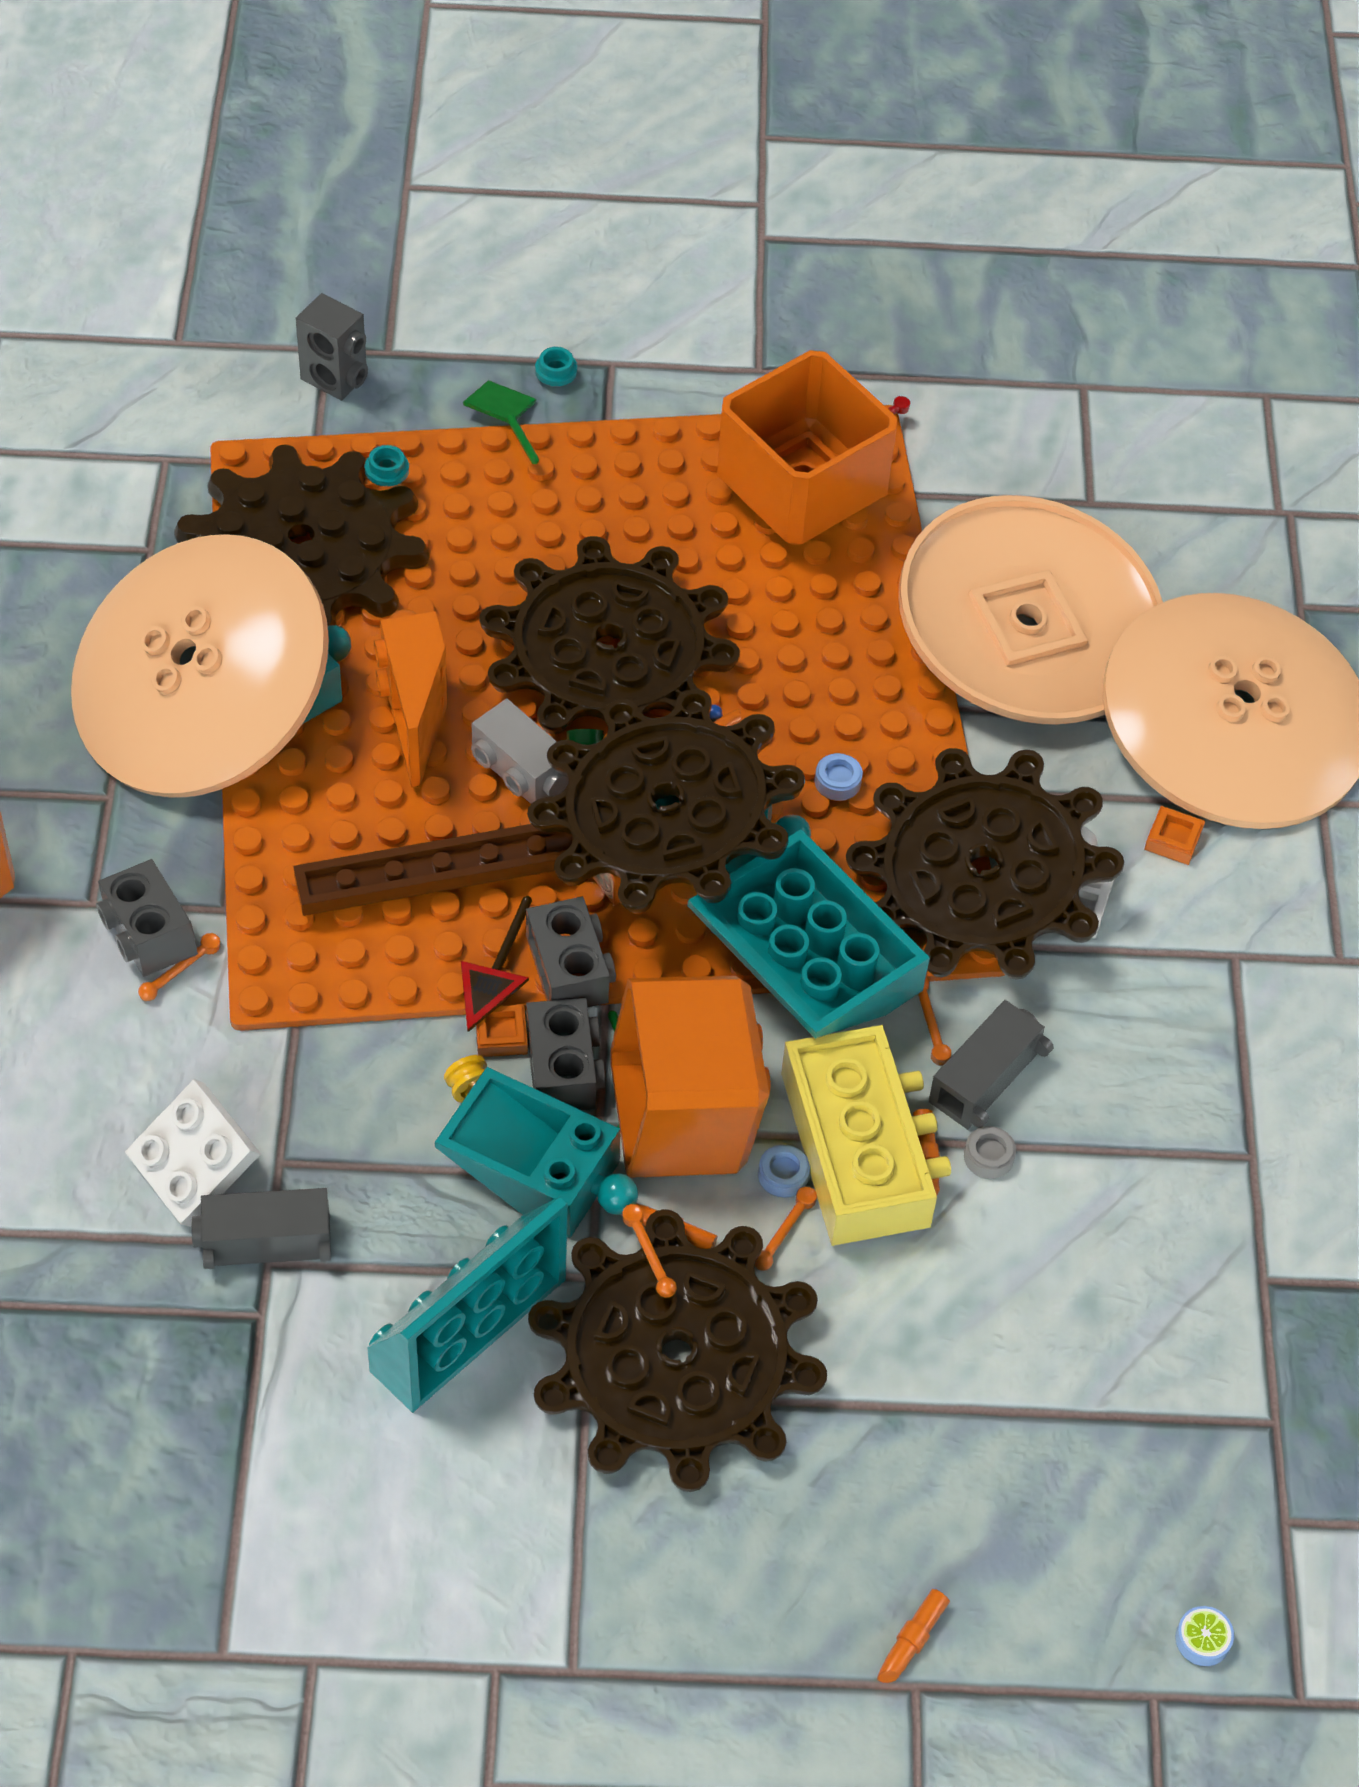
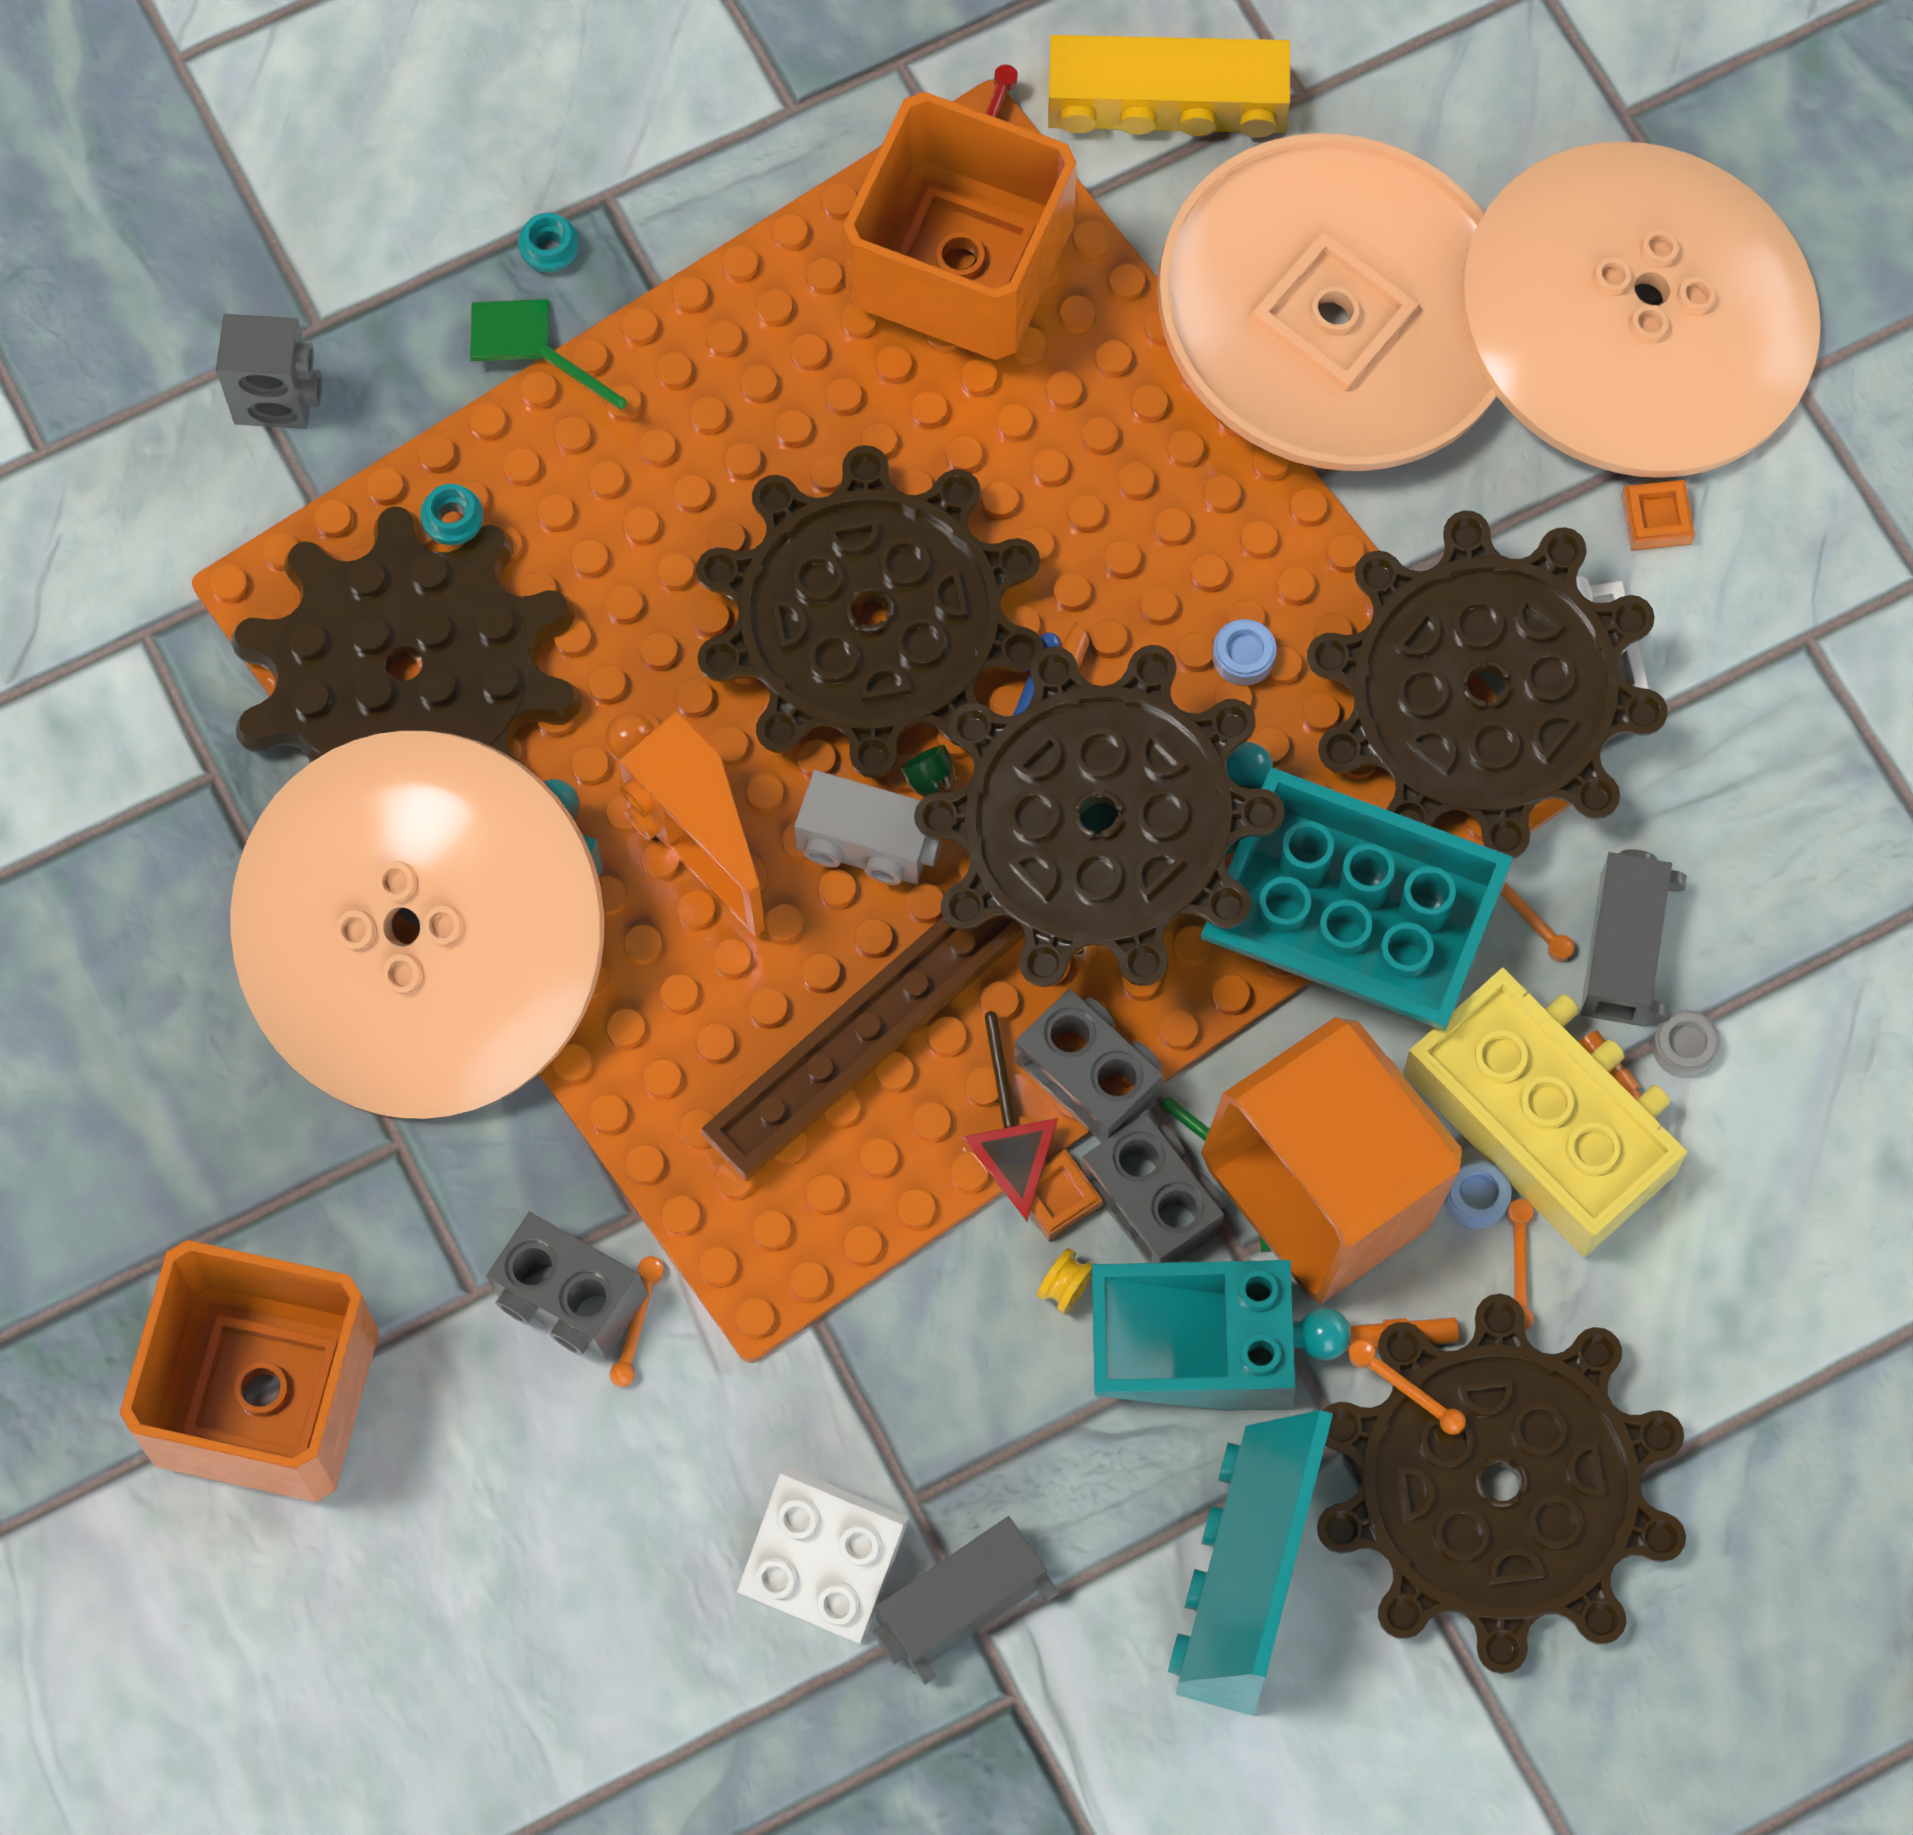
camera: 25 degrees left, 15 degrees up
(1002, 450) = (1169, 84): none -> yellow brick

